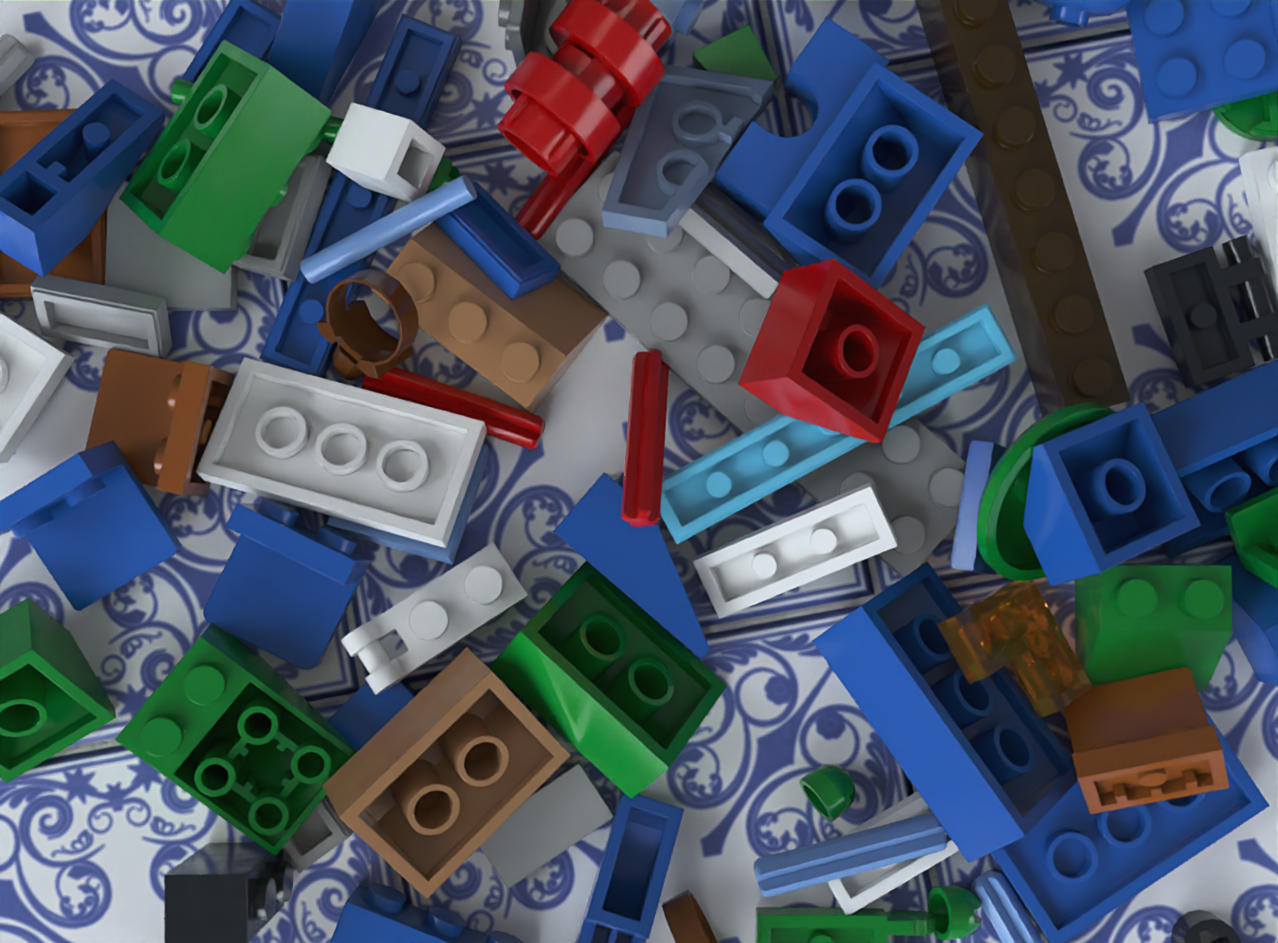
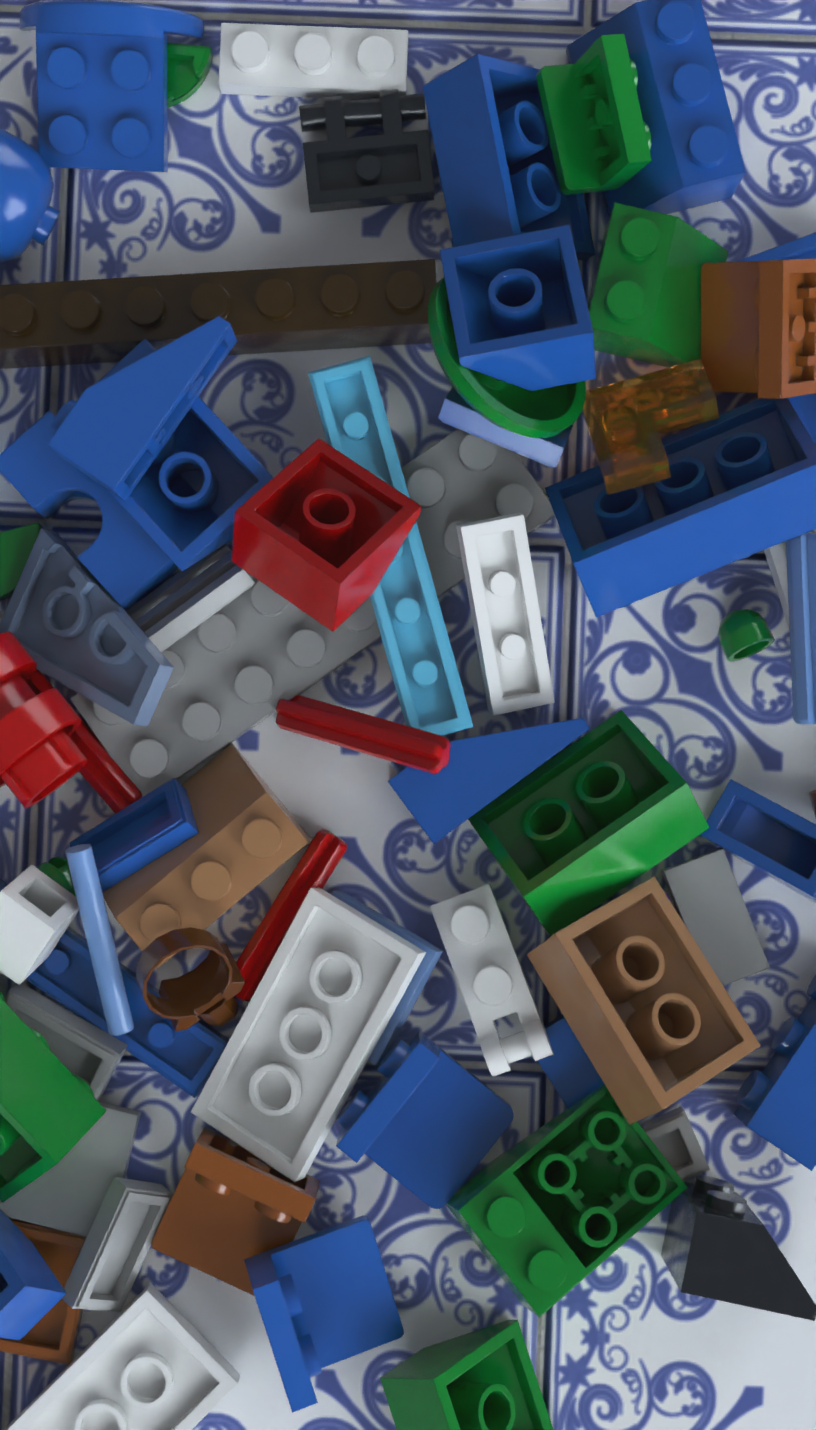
camera: 80 degrees left, 0 degrees up
(909, 137) = (133, 413): none -> blue slope

